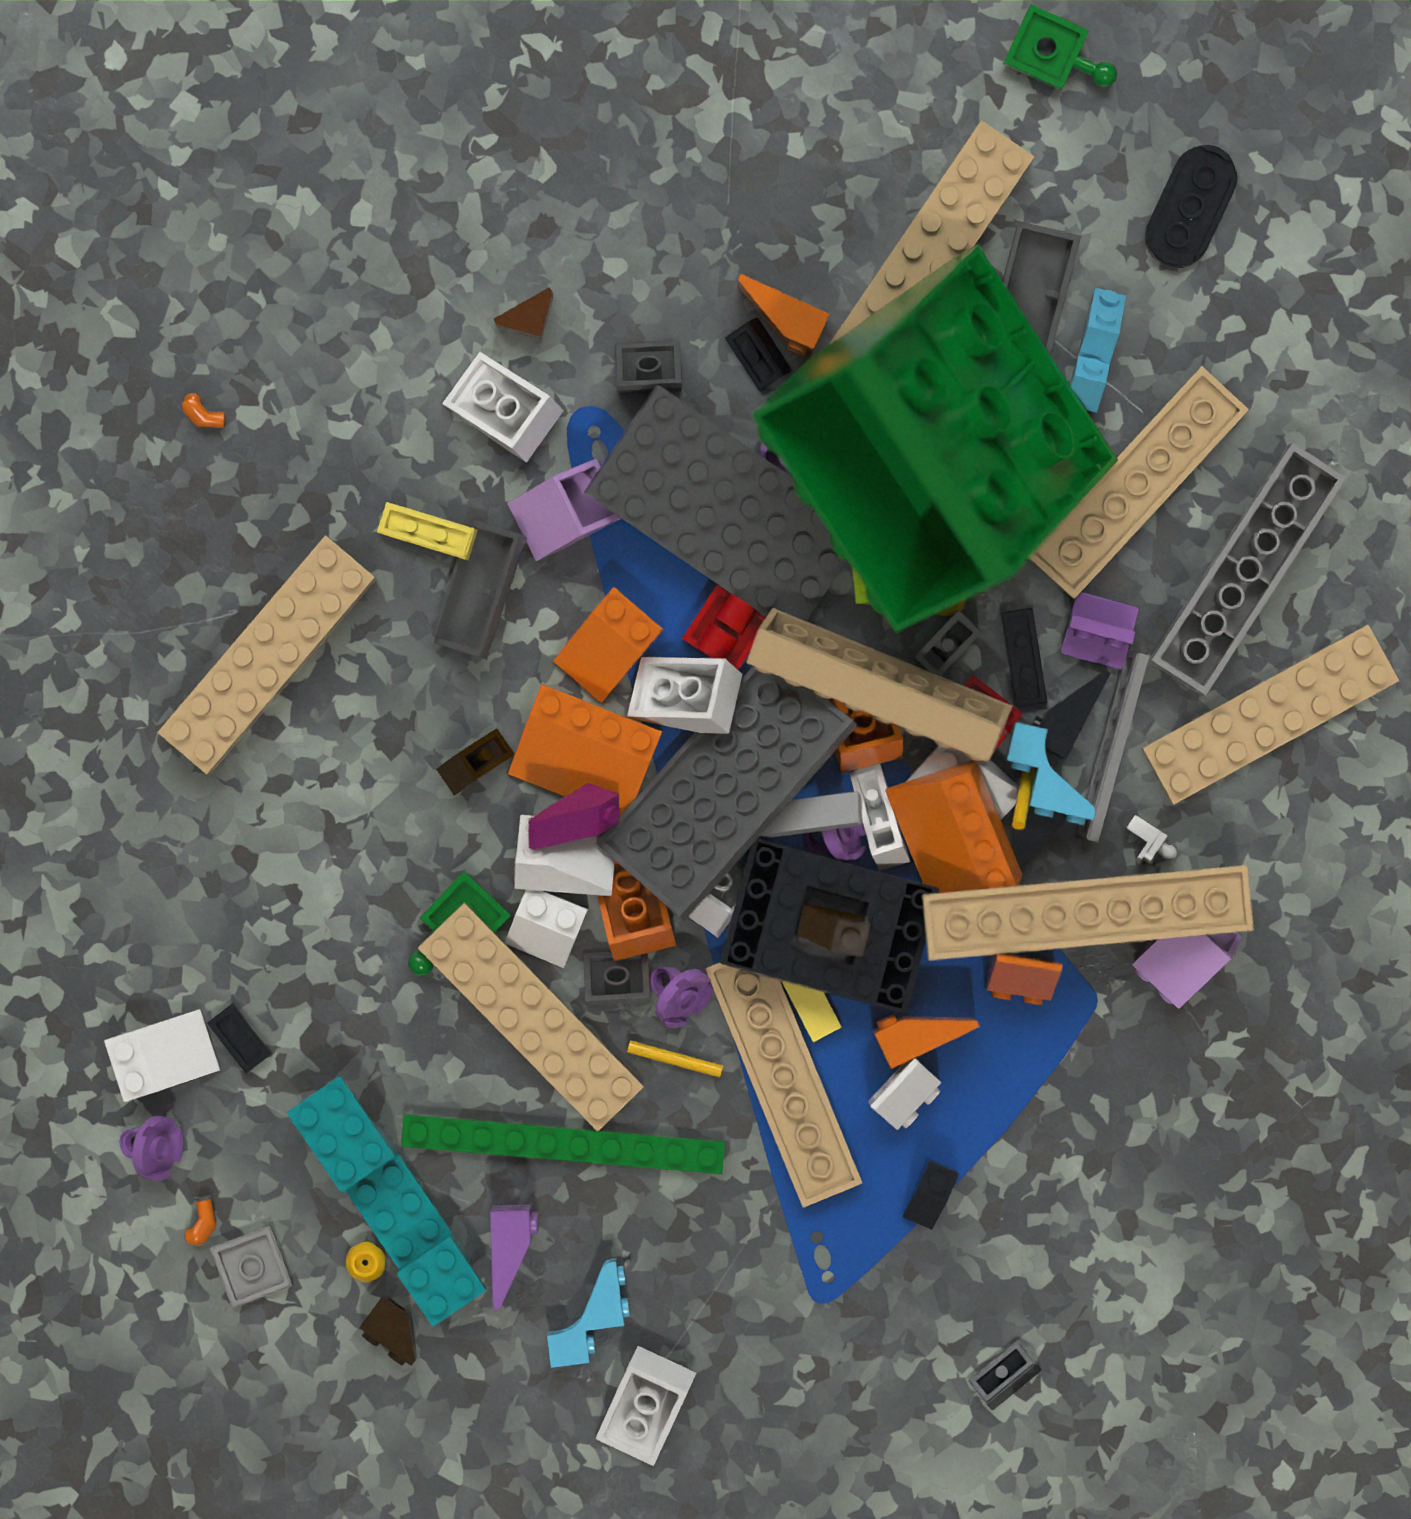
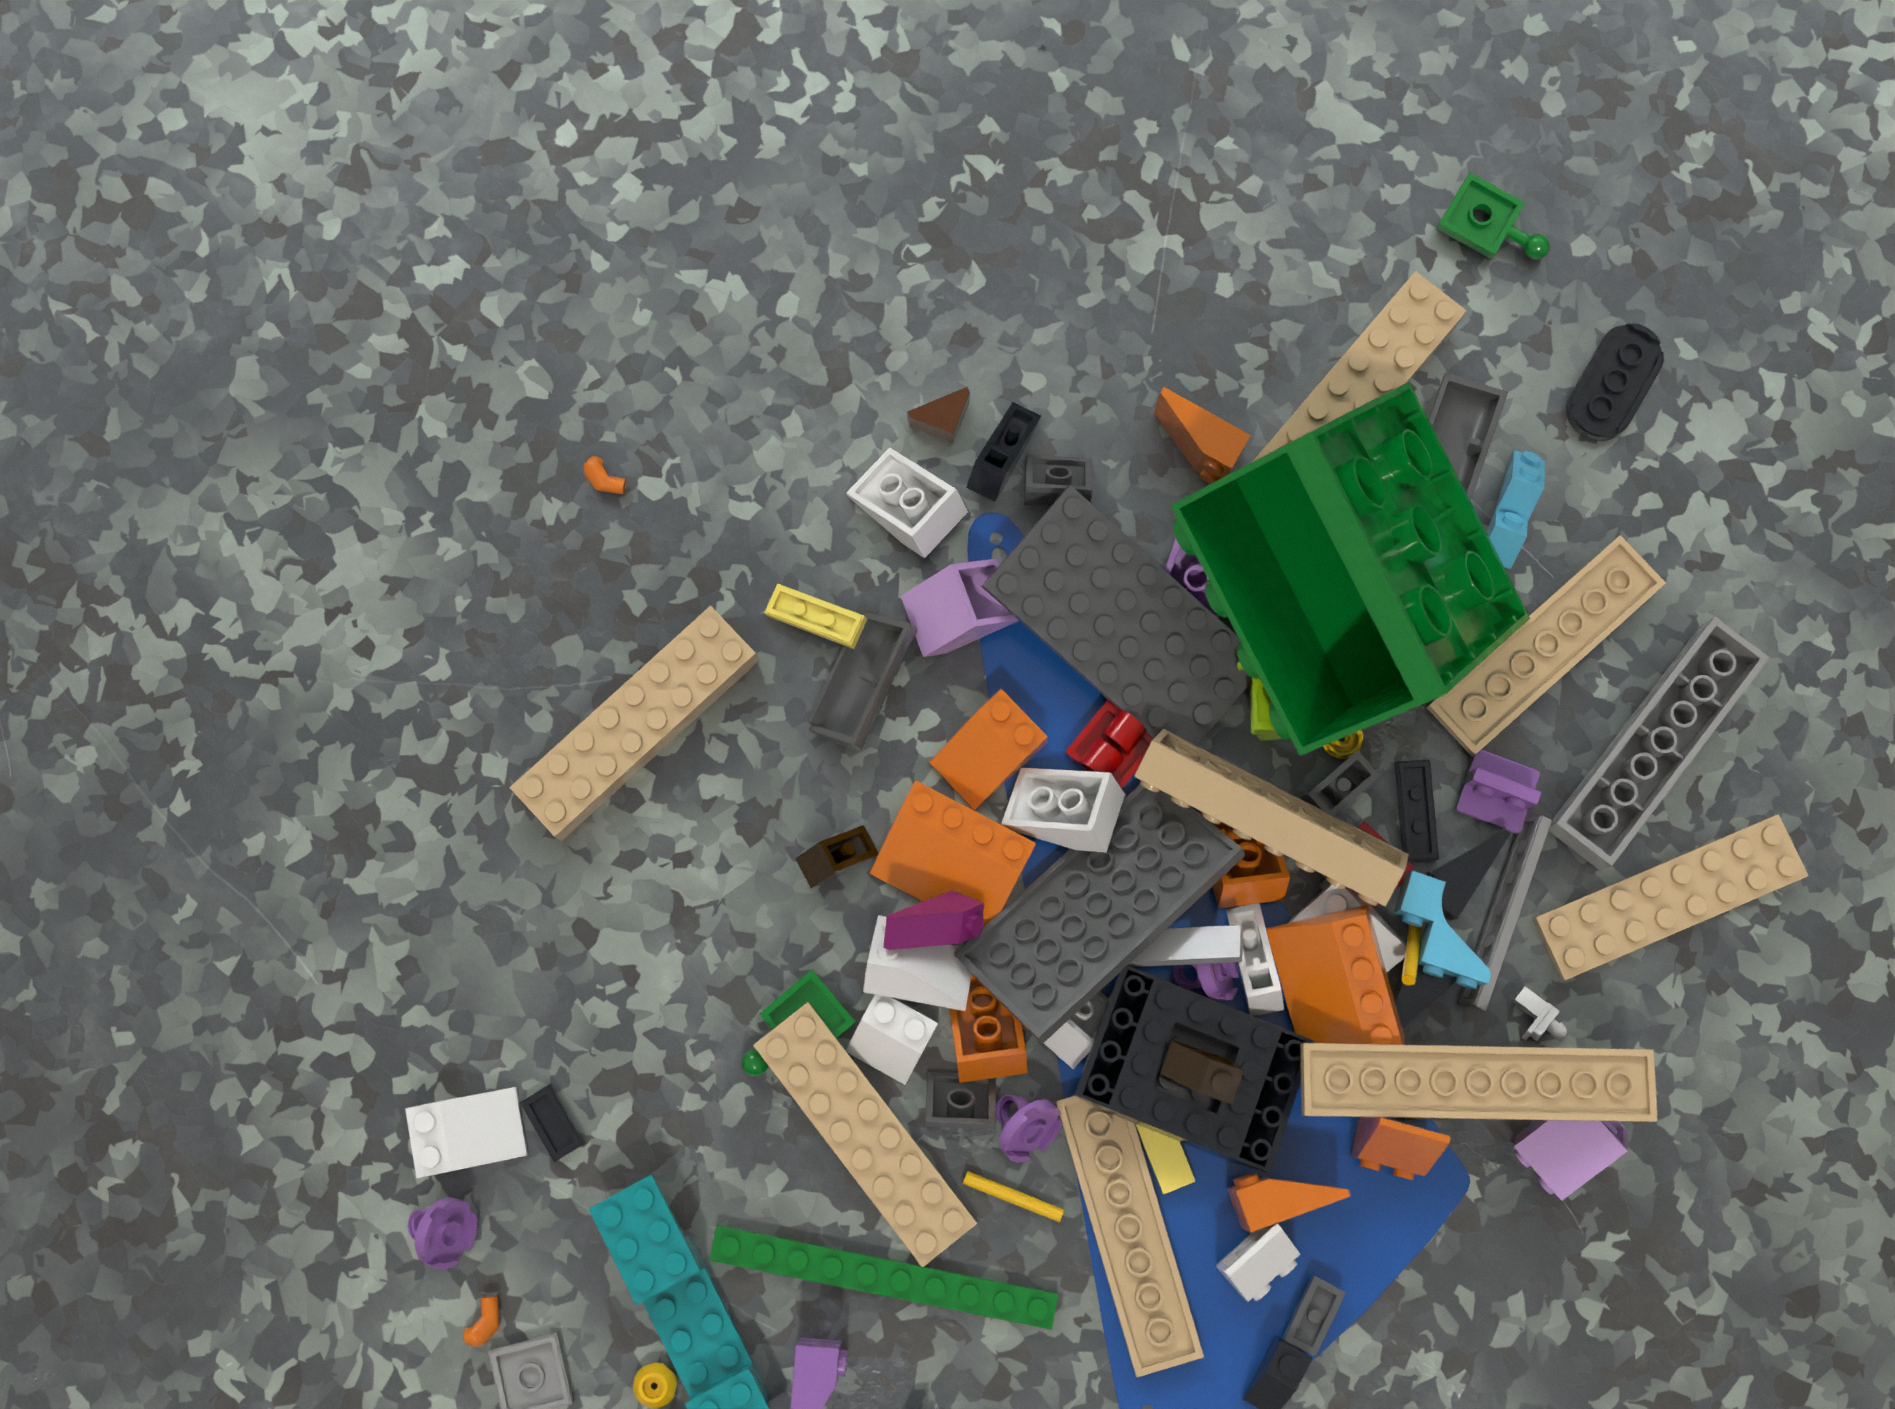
camera: 10 degrees right, 10 degrees down
(592, 345) = (1002, 451): none -> black slope
(758, 354) = (1166, 476): black slope -> none
(960, 1135) = (1313, 1315): none -> dark grey plate

